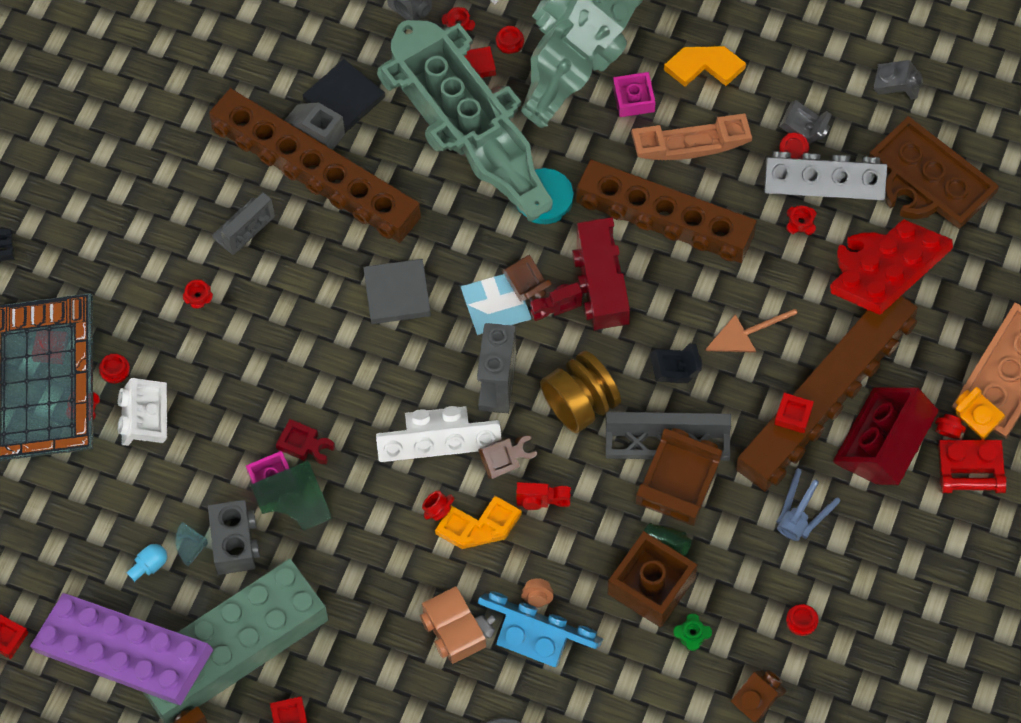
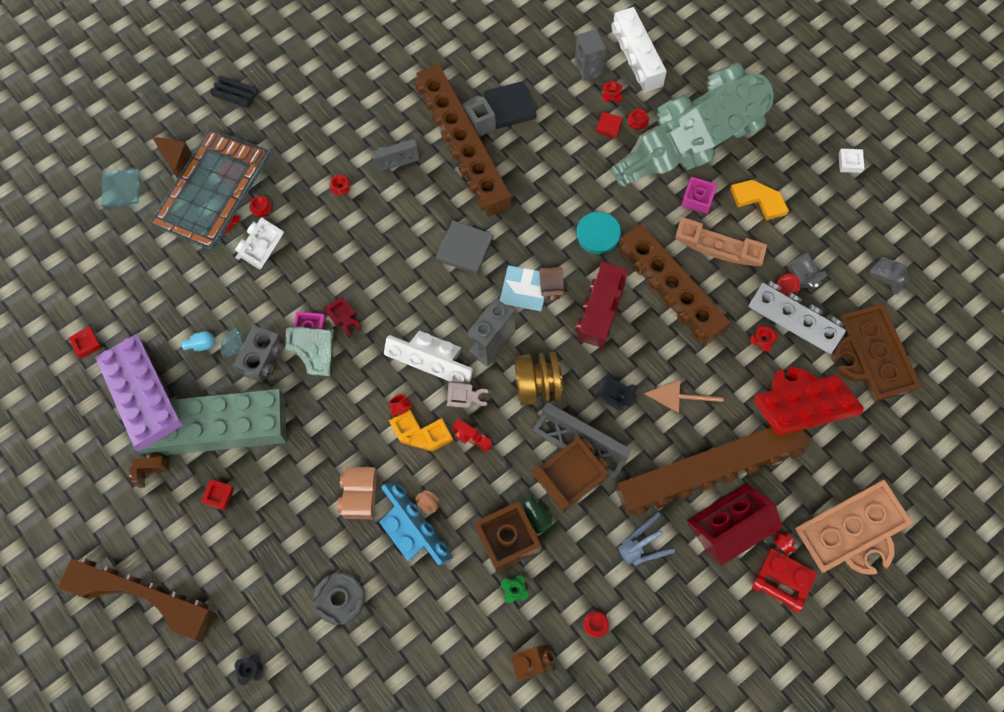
camera: 30 degrees right, 5 degrees up
(464, 110) = (577, 150): sand green animal -> none
(485, 625) = (379, 504): light grey rock -> none
(561, 300) = (564, 308): dark red plate -> none
(794, 413) = (674, 474): red plate -> none
(978, 412) = (811, 545): light orange bracket -> none

